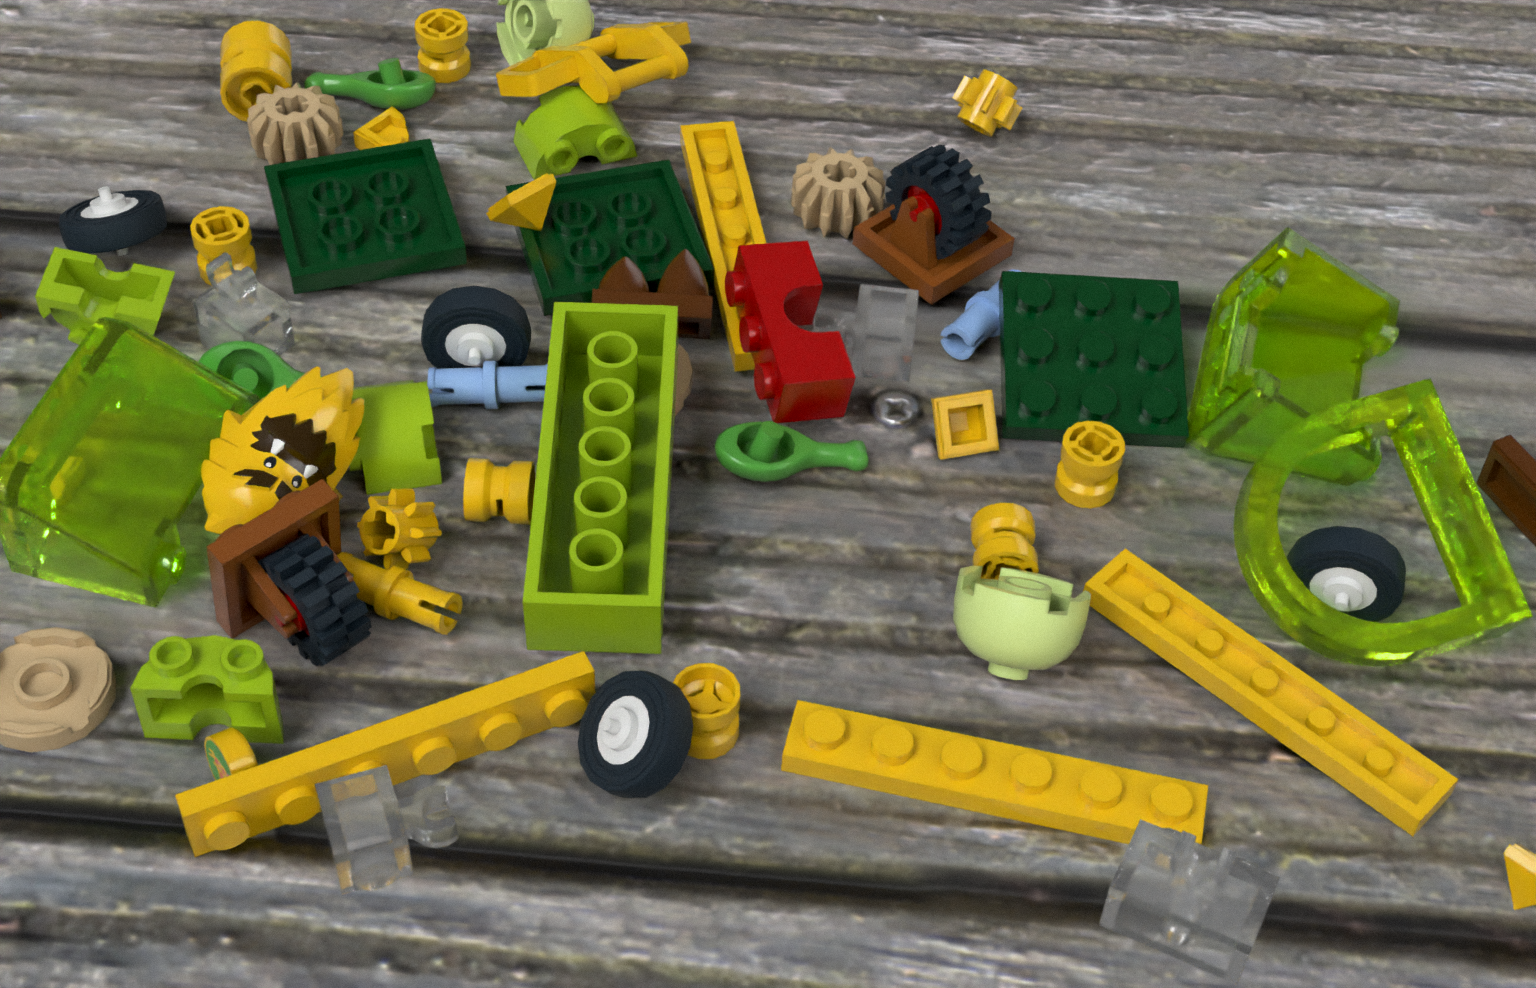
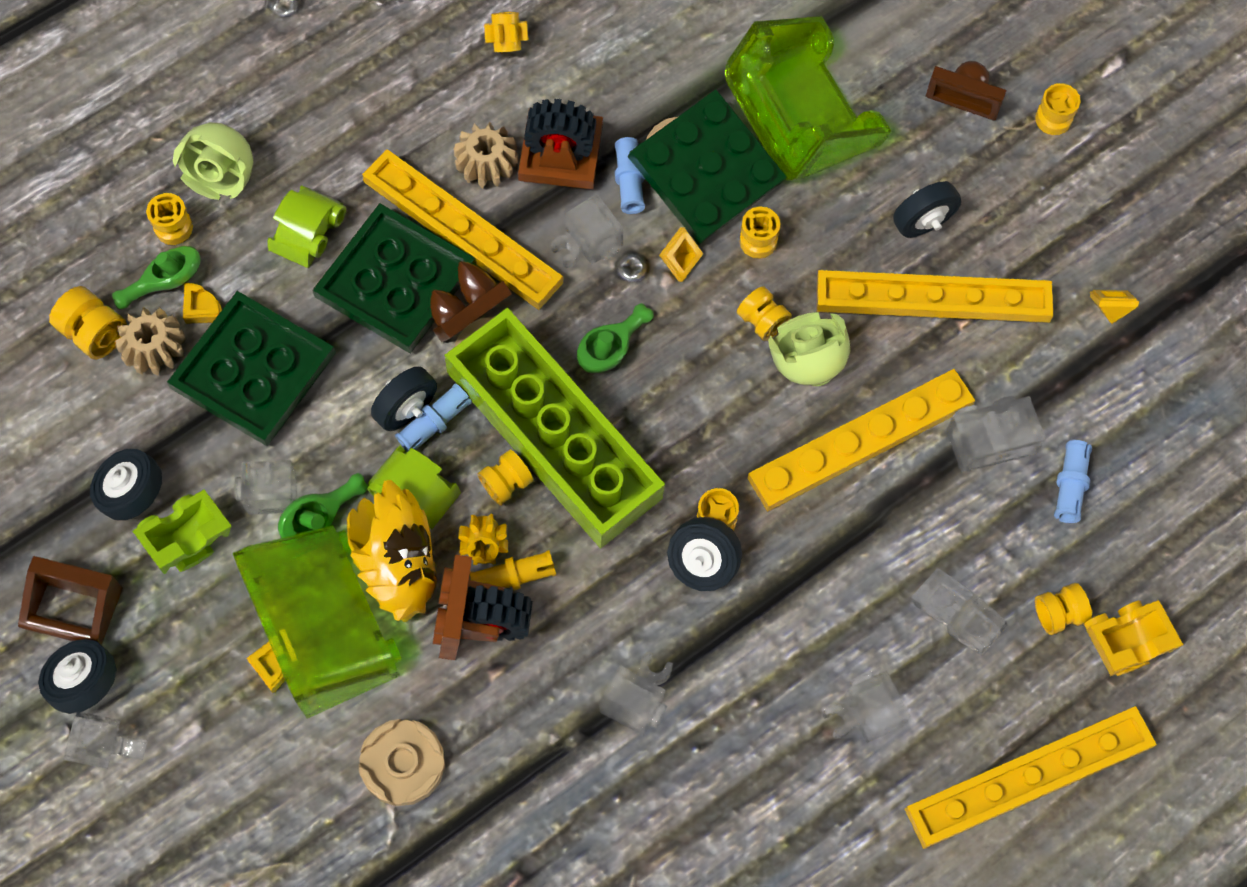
camera: 40 degrees left, 20 degrees up
(207, 684) = (492, 688): lime cylinder -> none
(222, 231) = (208, 458): yellow wheel -> none
(228, 753) = (539, 722): yellow tile -> none
(410, 745) = (599, 670): yellow plate -> none
(526, 205) = (342, 296): yellow slope -> none
(583, 63) = (279, 182): yellow bar -> none
(795, 369) = (582, 293): red arch -> none
(1451, 506) = (949, 136): clear neon green window -> none

